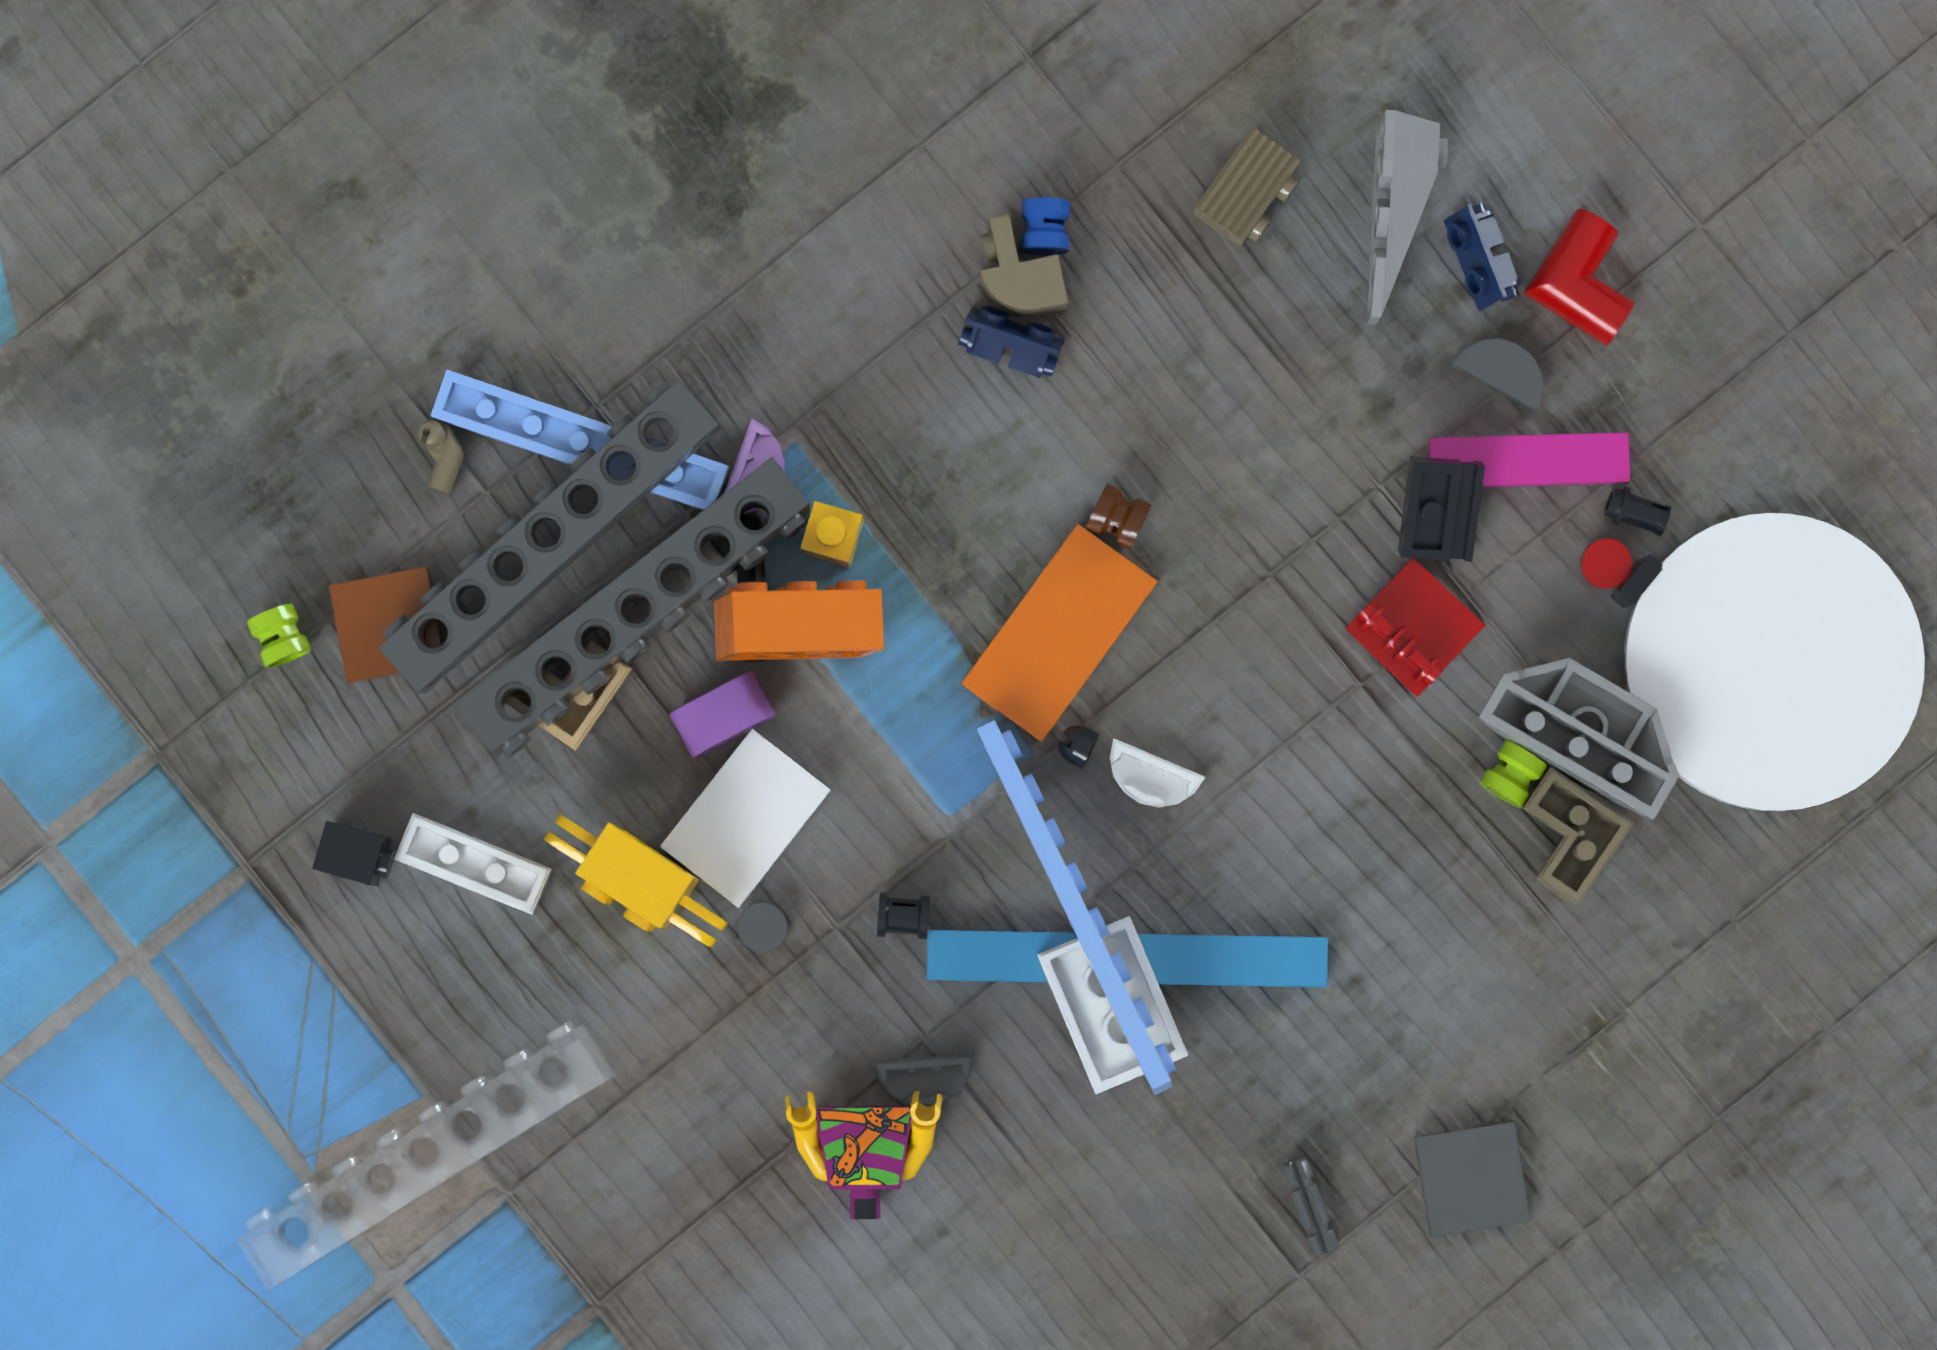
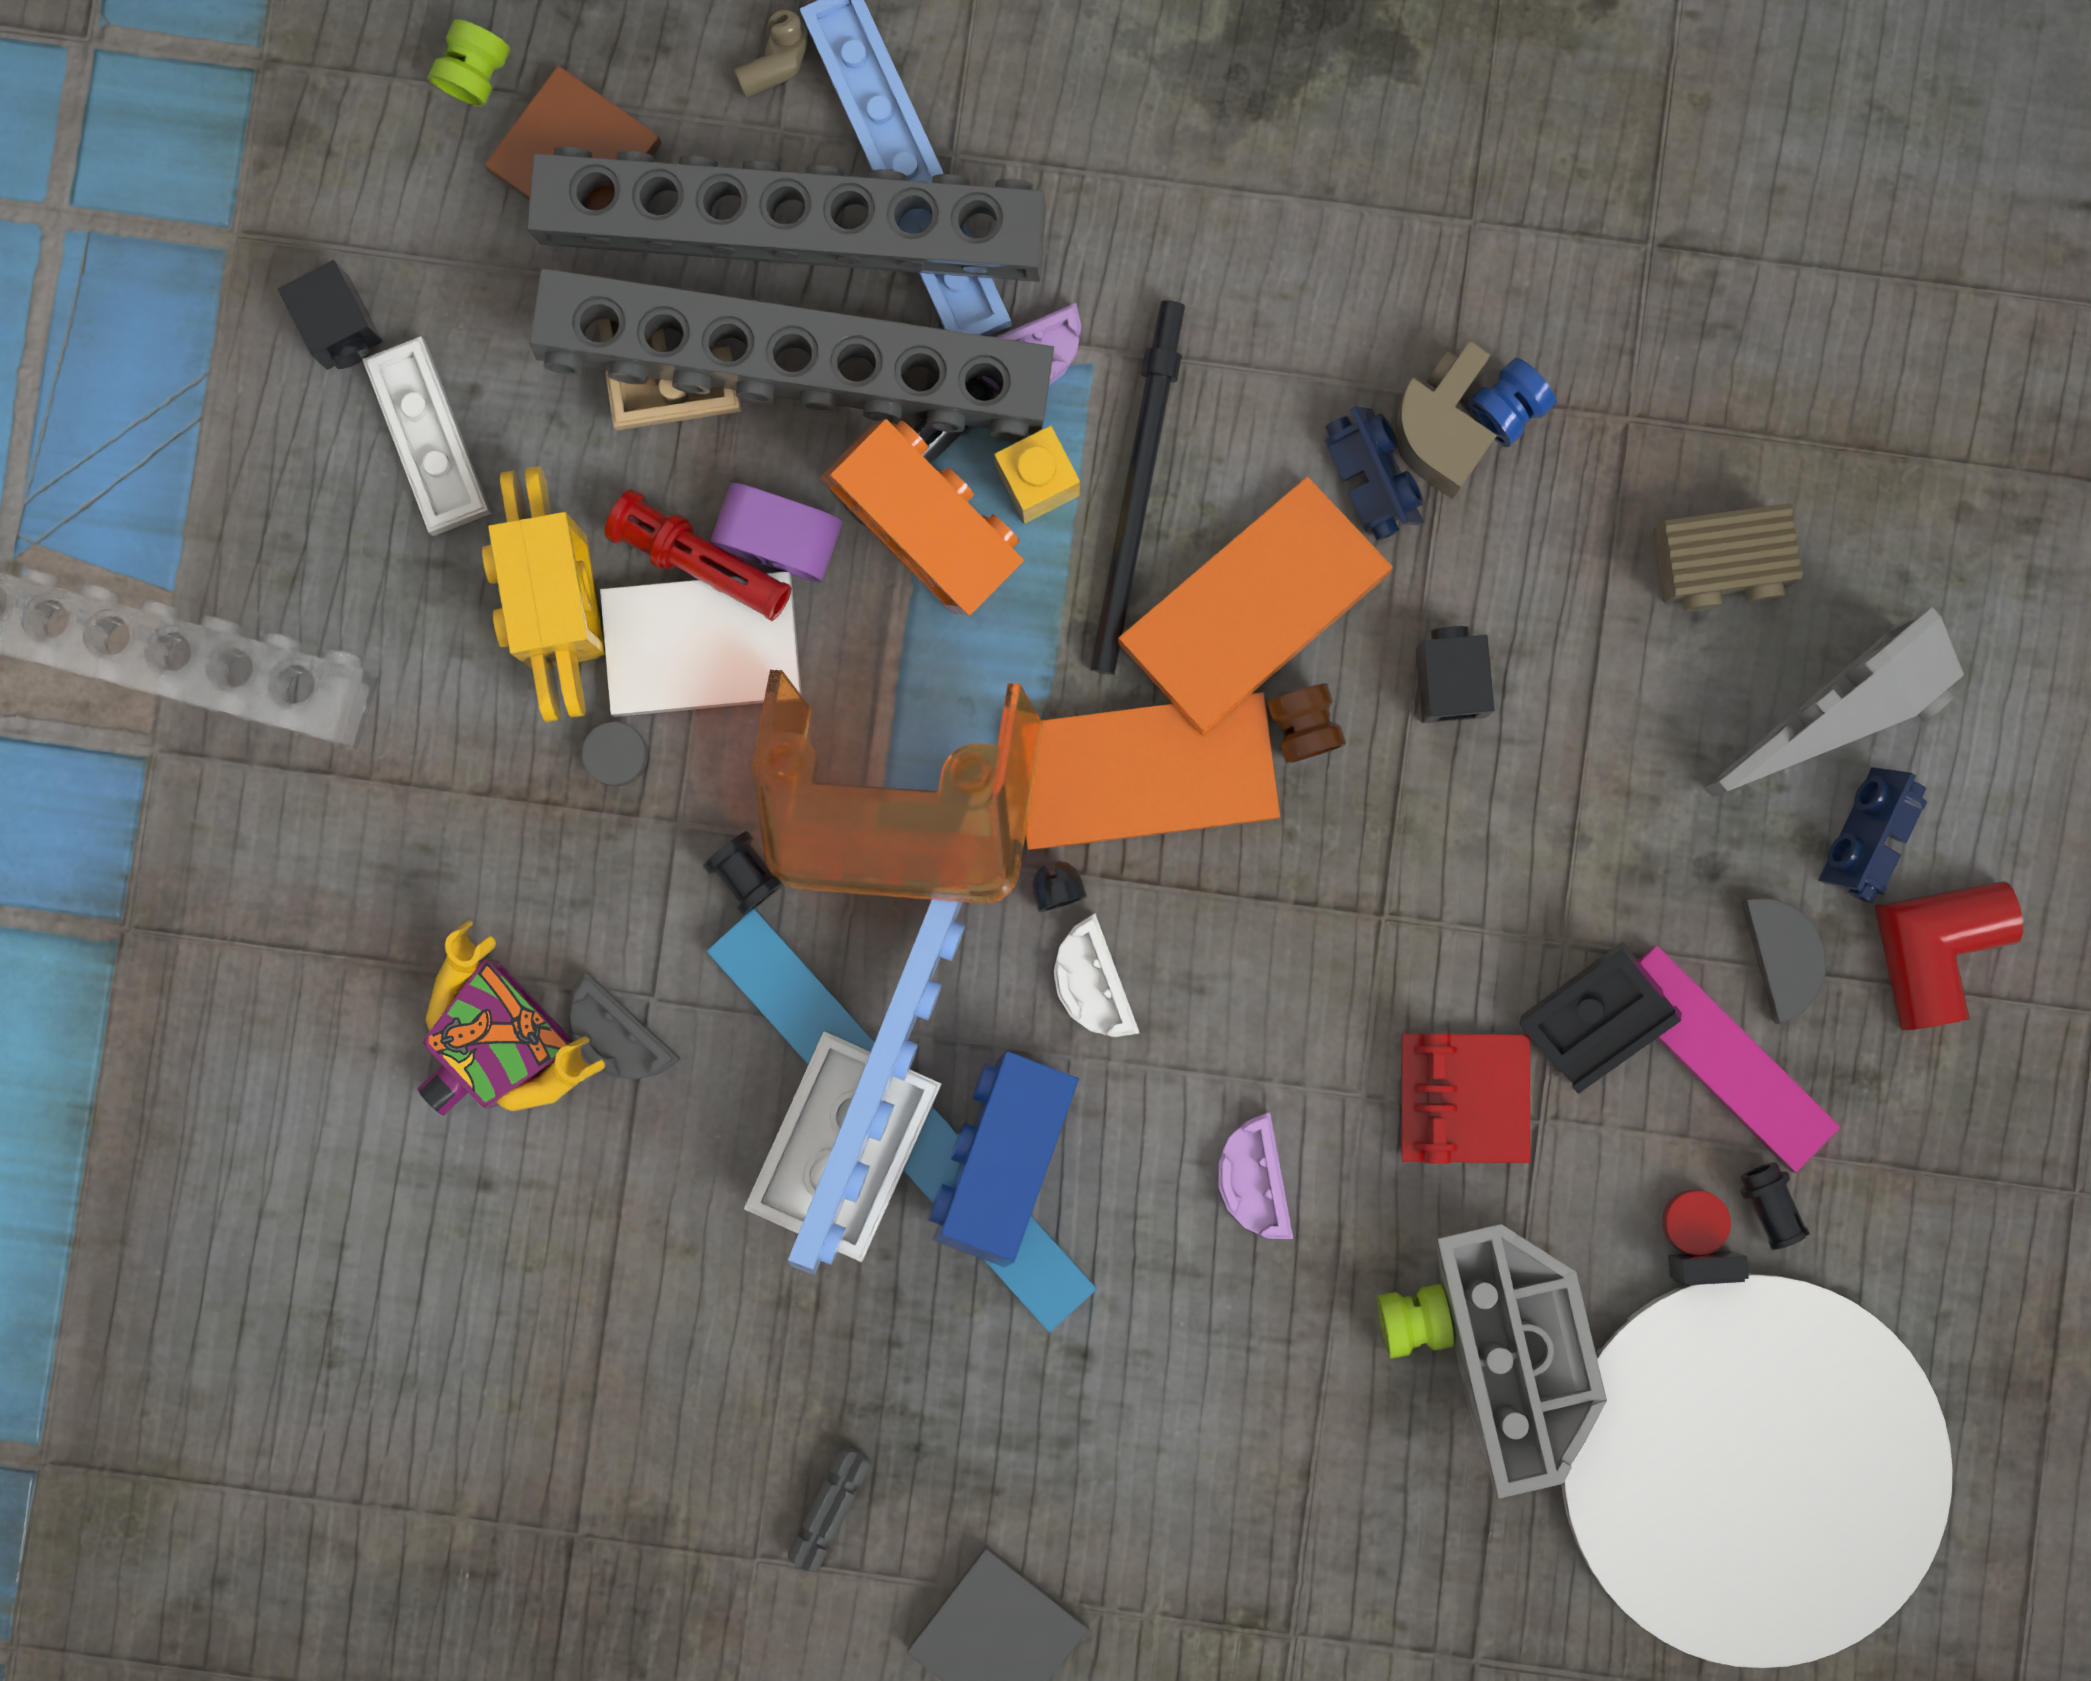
camera: 50 degrees right, 0 degrees up
(669, 773) = (668, 549): none -> red pin
(835, 406) = (1160, 369): none -> black bar
(967, 815) = (891, 840): none -> clear orange windscreen
(1023, 481) = (1255, 605): none -> orange tile
(1170, 407) = (1454, 676): none -> black brick
(1205, 920) = (1002, 1158): none -> blue brick
(1348, 791) = (1253, 1179): none -> lavender tile
(1588, 830) = (1428, 1445): dark tan brick -> none

